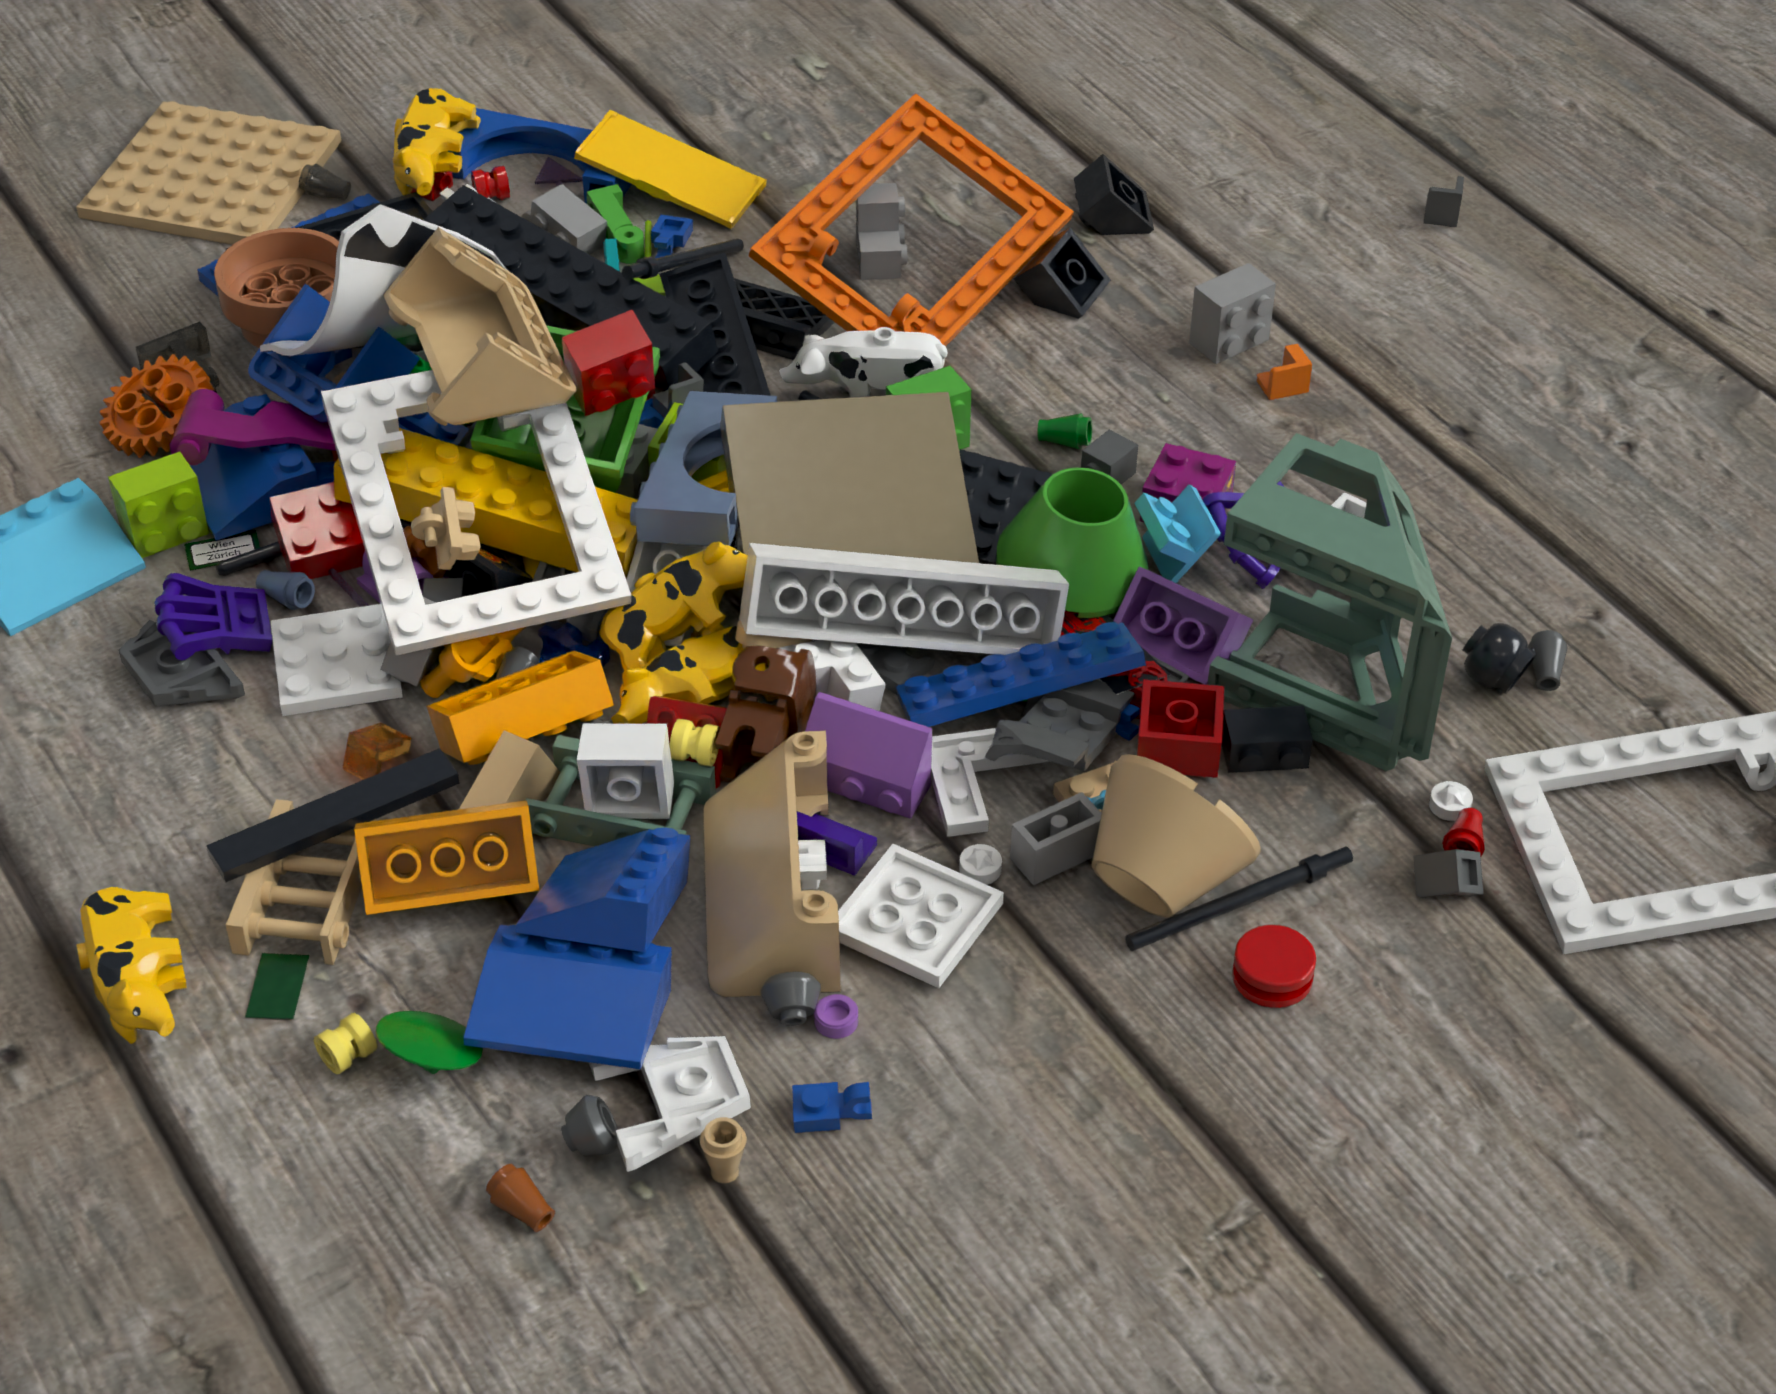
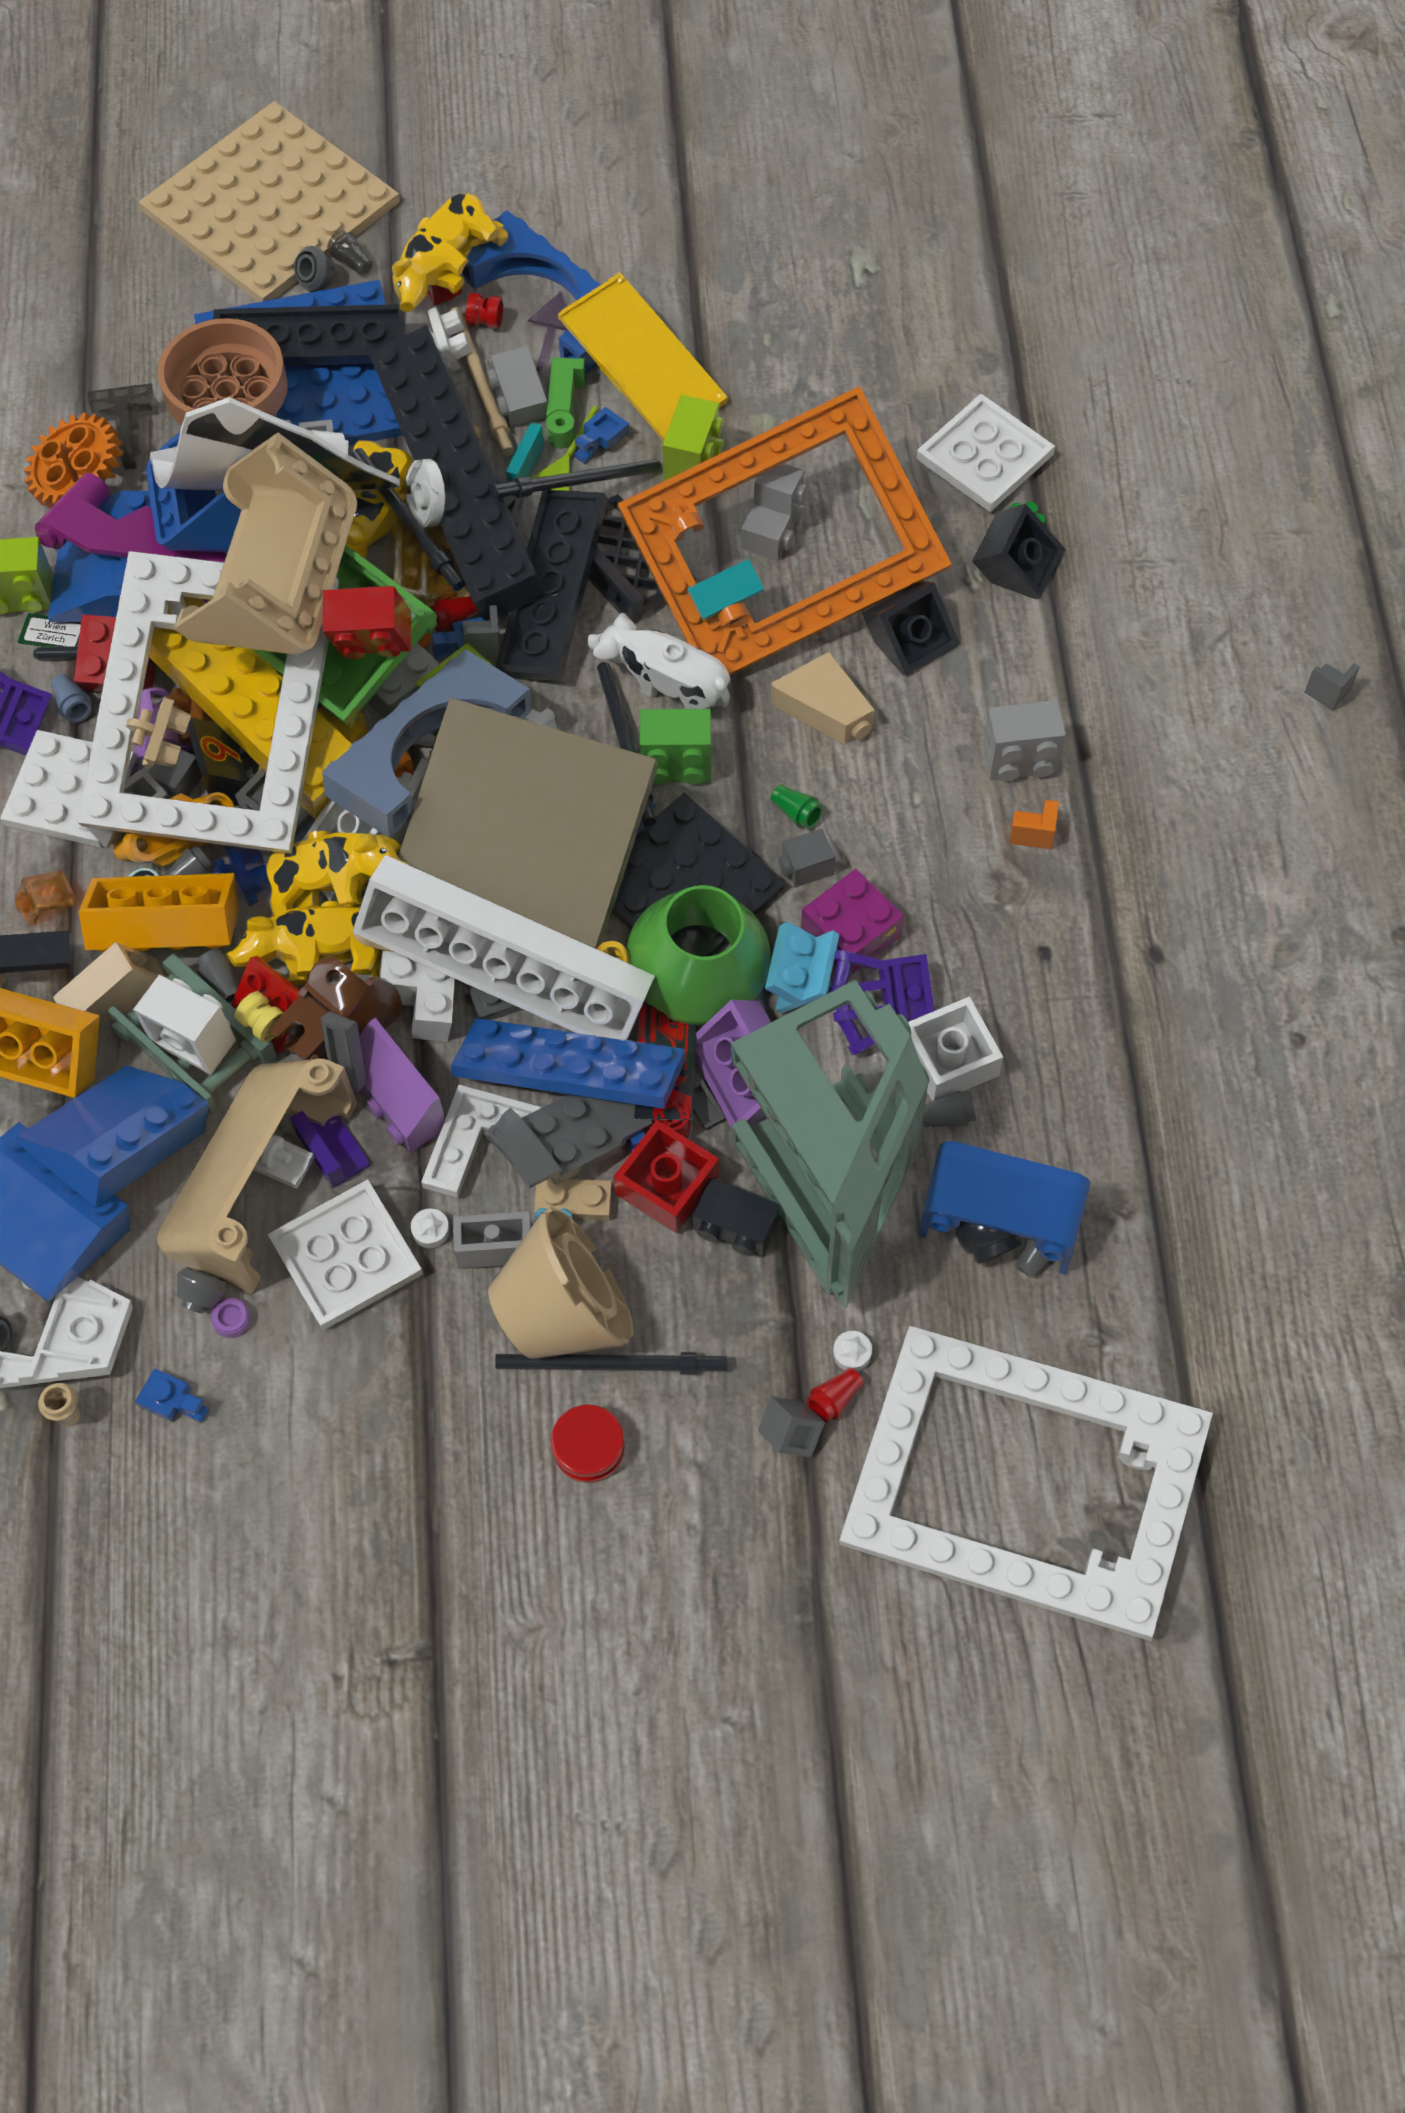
camera: 30 degrees right, 20 degrees up
(297, 200) = (313, 268): none -> dark grey cone
(558, 297) = (427, 492): none -> white tile
(766, 198) = (692, 435): none -> lime brick
(801, 712) = (344, 1047): none -> dark grey tile
(889, 286) = (725, 589): none -> teal tile
(1031, 350) = (824, 699): none -> tan slope
(1034, 144) = (985, 452): none -> white plate
(1516, 600) = (1007, 1197): none -> blue windscreen

